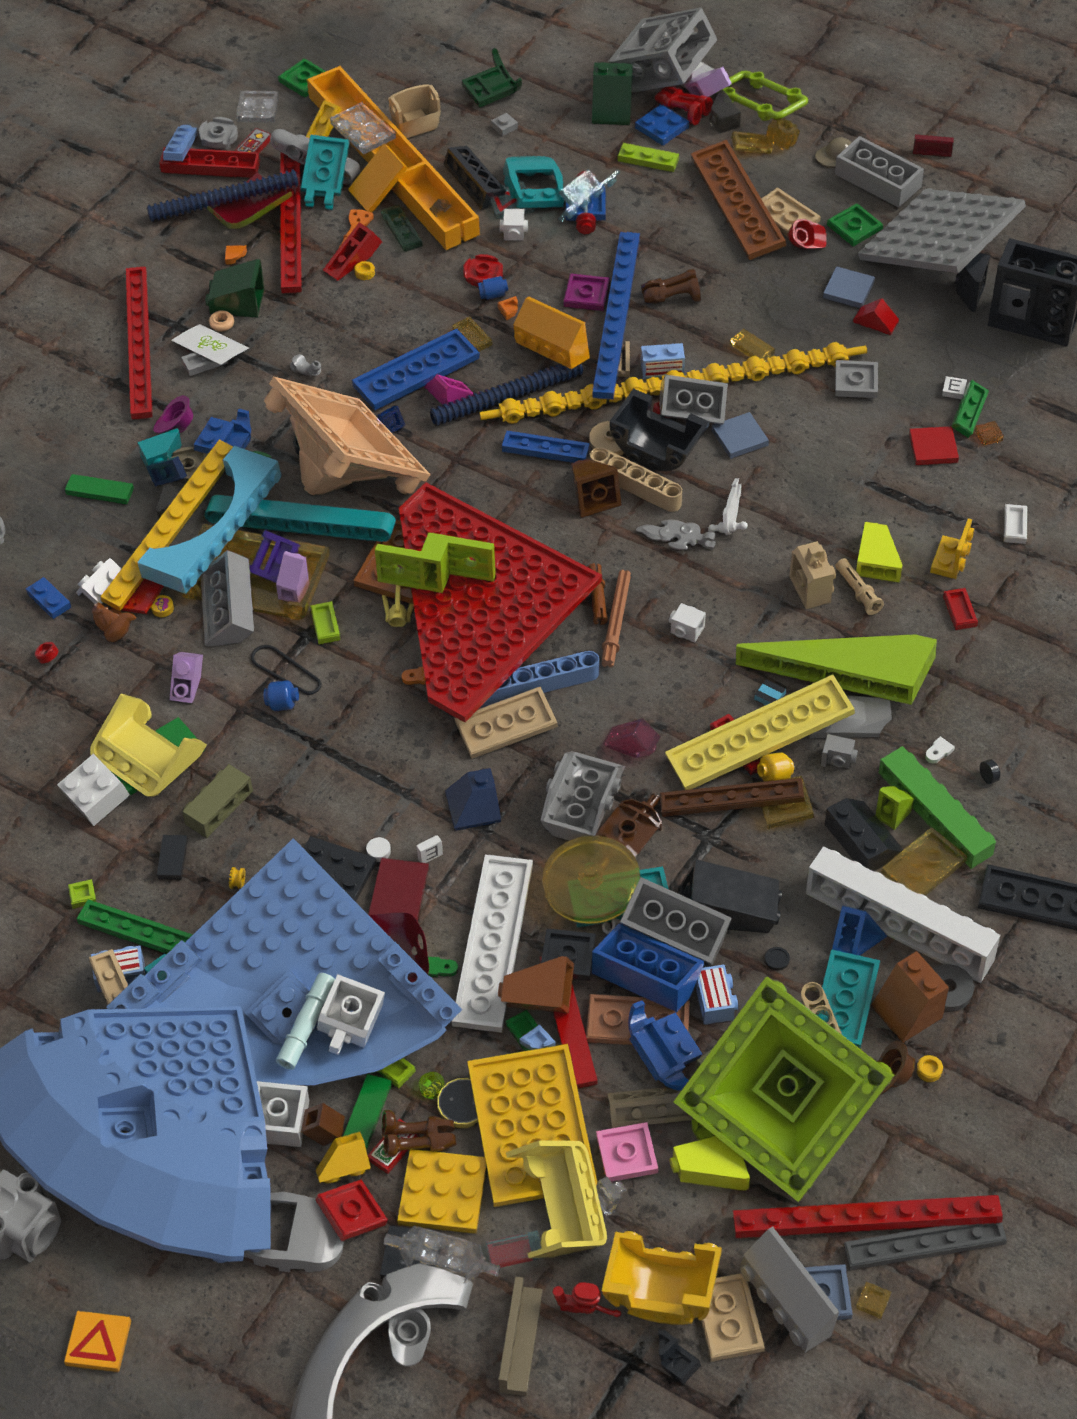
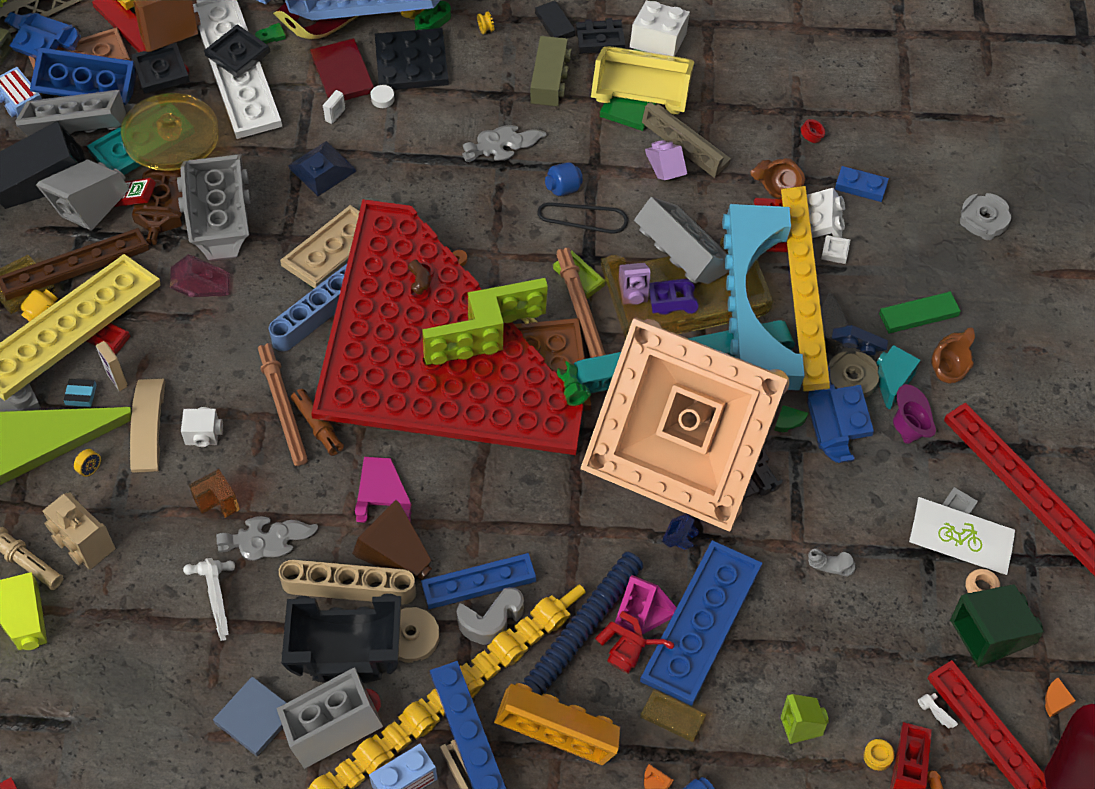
camera: 150 degrees right, 5 degrees up
(110, 444) = (953, 356): none -> dark orange hair
(117, 554) = (835, 249): none -> white tile
(147, 813) = (598, 34): none -> black plate
(155, 686) = (692, 144): none -> dark tan fence
(311, 762) = (494, 140): none -> light grey piece
(313, 281) = (927, 701): none -> white piece
(335, 611) = (569, 272): none -> nougat axle
(397, 292) = (803, 718): none -> lime slope
(401, 508) = (574, 391): none -> green piece
(462, 623) = (422, 278): none -> reddish brown arm
(473, 373) = (628, 649): none -> red piece
(486, 941) = (237, 51): none -> black tile
(551, 418) = (484, 629): none -> light grey animal
(575, 534) = (380, 487): none -> dark pink flag
(653, 839) = (139, 192): none -> red tile
(697, 836) = (84, 192): none -> light grey slope
(701, 570) = (214, 491): none -> clear orange piece
(724, 650) = (145, 425): none -> tan slope
(736, 683) = (111, 365): none -> tan tile
(786, 632) = (87, 462): none -> yellow tile

